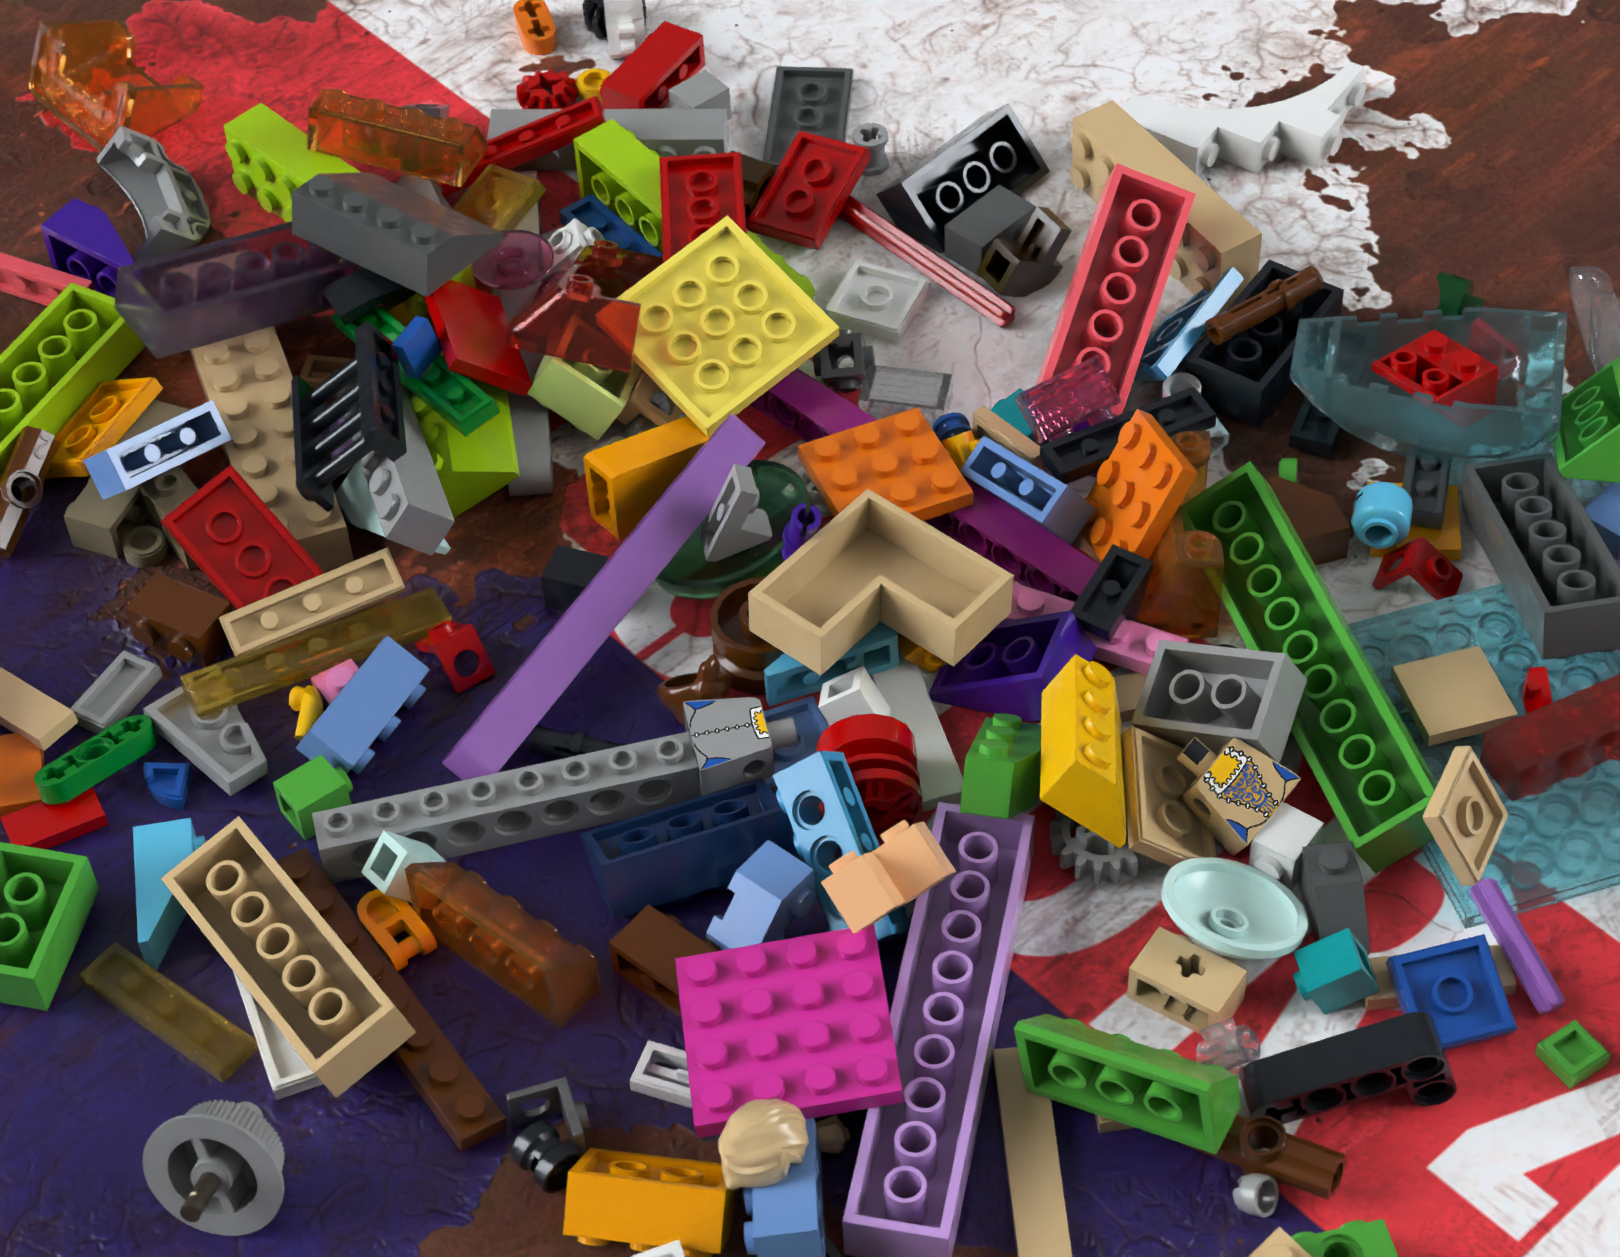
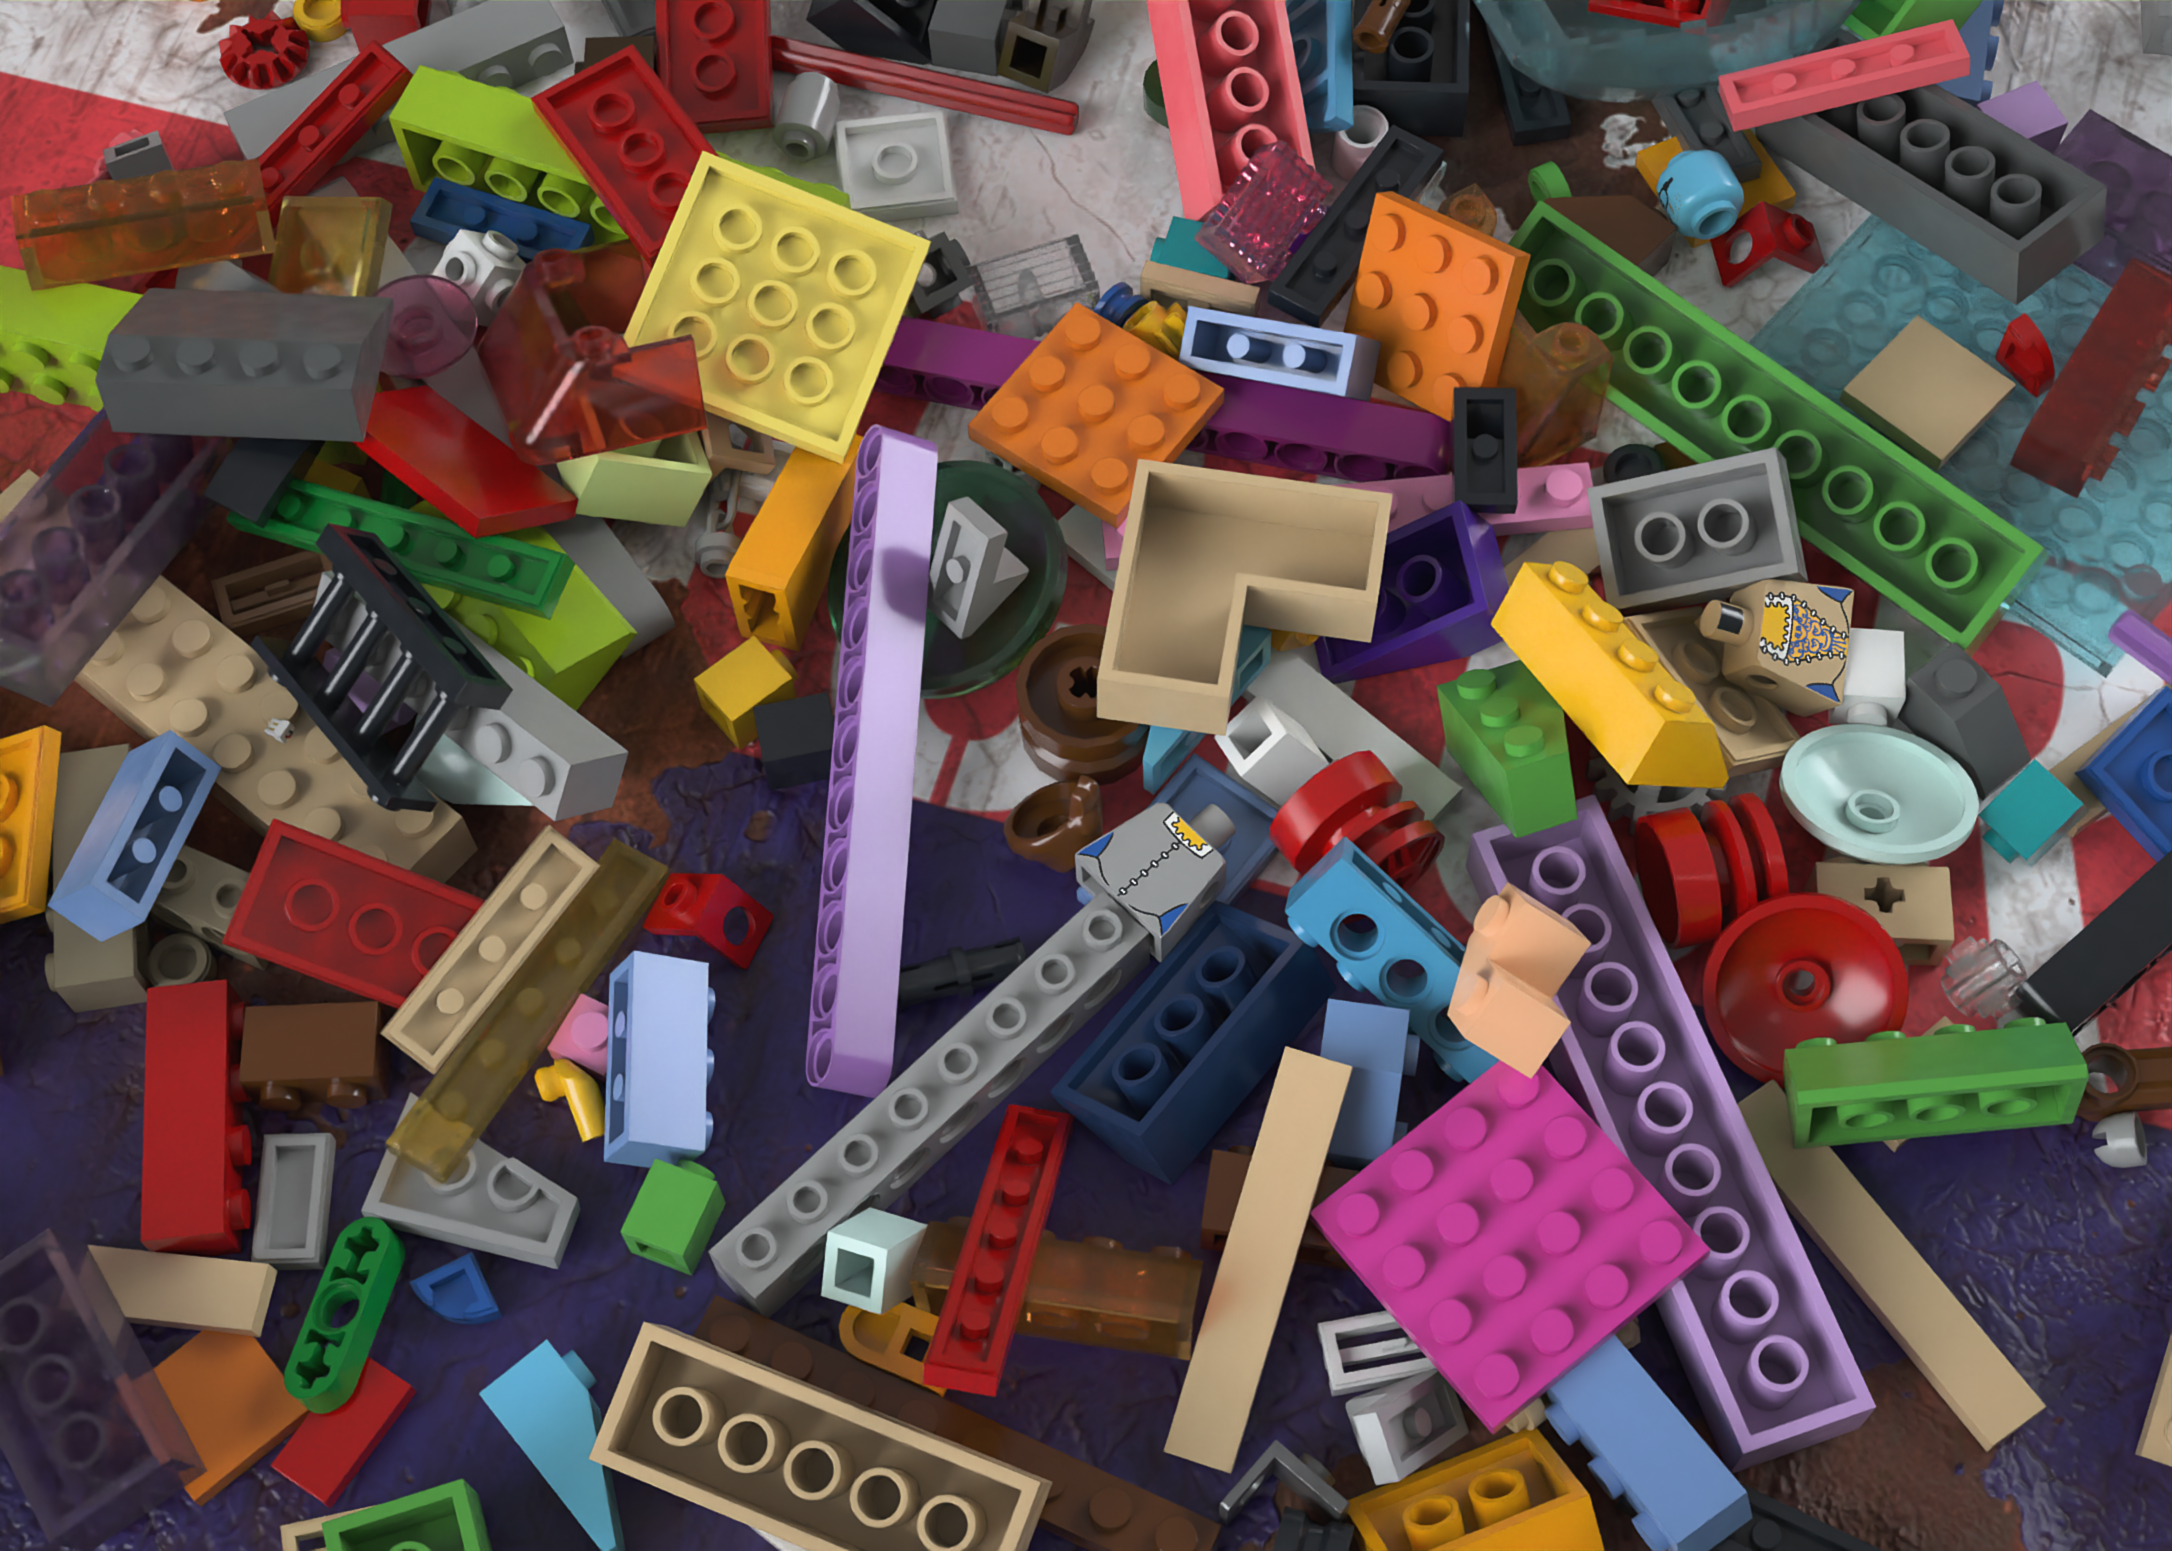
camera: 30 degrees left, 15 degrees up
(87, 623) = (194, 1121): none -> red brick
(277, 434) = (280, 730): none -> white piece
(417, 347) = (407, 524): blue tile -> none
(470, 879) = (999, 1252): none -> red tile
(566, 529) = (741, 681): none -> yellow brick
(628, 970) = (1258, 1260): none -> tan tile
(651, 1114) = (1406, 1424): none -> light grey slope
(762, 1143) = (1598, 1411): tan hair -> none
(800, 529) = (1092, 560): dark purple pin -> none
(839, 249) = (807, 116): none -> light grey brick
(1083, 898) = (1707, 869): none -> red wheel
(1083, 960) = (1854, 991): none -> red dish
(1465, 816) = (2067, 549): tan tile -> none
(1519, 474) = (1844, 75): none -> coral plate

